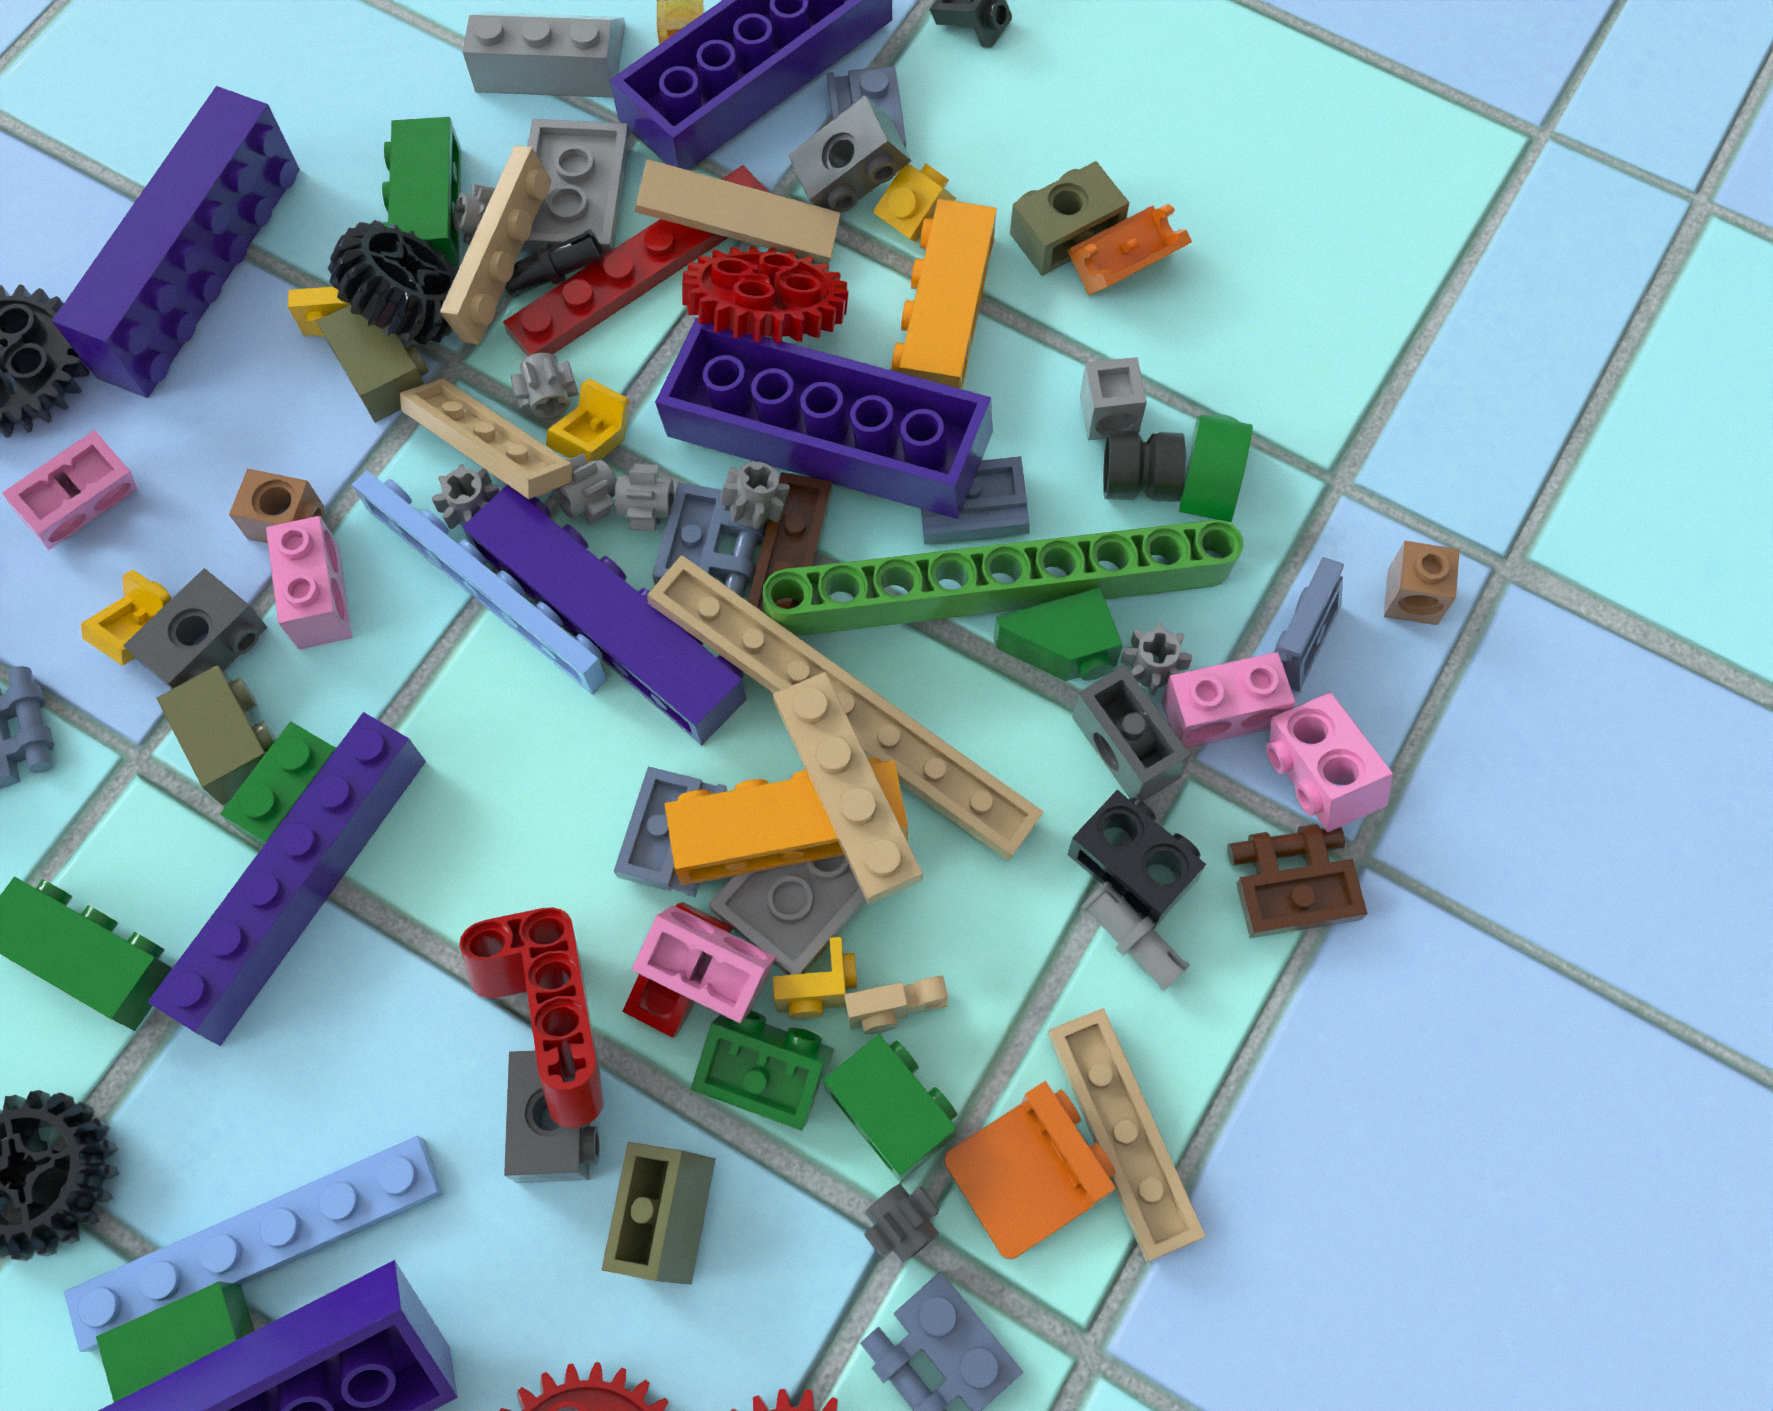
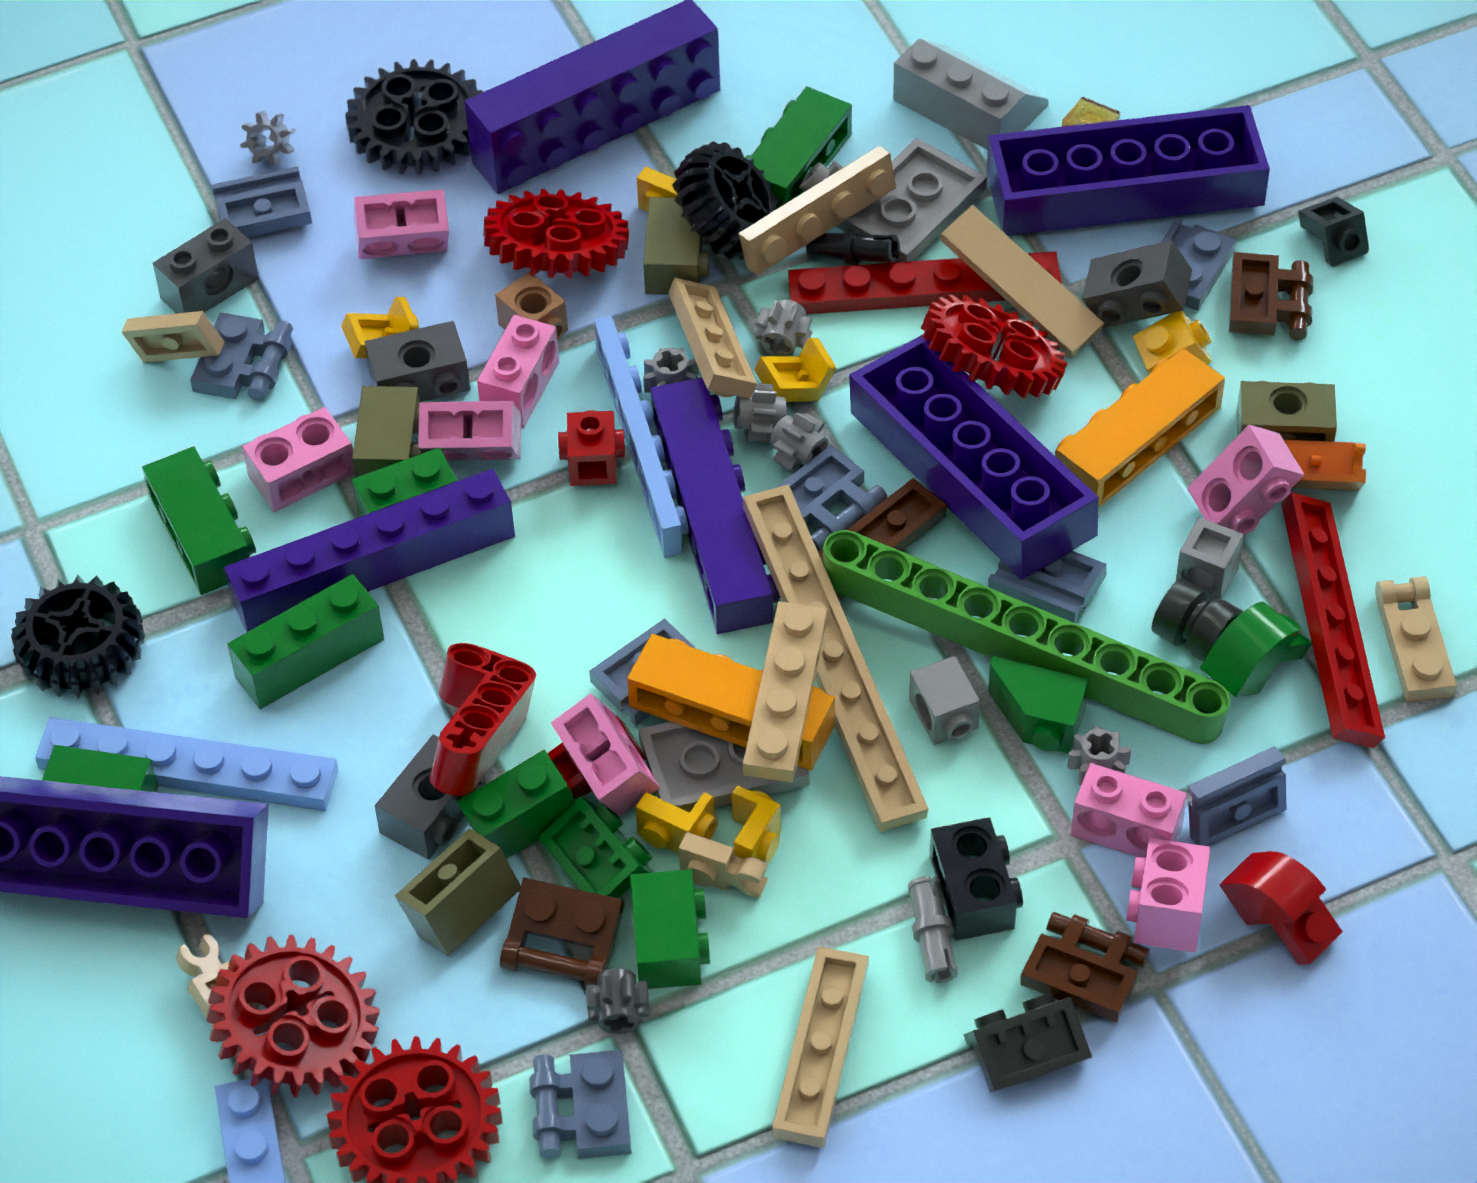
camera: 35 degrees right, 15 degrees down
(152, 821) = (299, 459): none -> bright pink brick
(243, 412) = (556, 233): none -> red gear
(292, 1023) = (306, 641): none -> green brick
(304, 680) = (471, 429): none -> bright pink brick
(444, 623) = (591, 447): none -> red brick
(652, 1074) = (518, 804): none -> green brick
(754, 494) = (876, 477): light grey gear -> none
(784, 1162) = (567, 917): none -> reddish brown plate
(909, 948) = (761, 824): none -> yellow bracket
(951, 111) = (1255, 292): none -> reddish brown plate
(976, 687) = (944, 700): none -> light grey brick
(1030, 1171) = (733, 1027): orange bracket -> none
(1084, 296) = (1246, 480): none -> bright pink brick
(1130, 734) = (1032, 791): dark grey brick -> none
(1253, 394) = (1332, 621): none -> red plate
(1305, 997) = (1028, 1043): none -> pearl dark grey bracket
(1327, 369) = (1415, 640): none -> tan plate
(1421, 582) = (1354, 821): medium nougat brick -> none
(1421, 700) = (1286, 895): none -> red brick

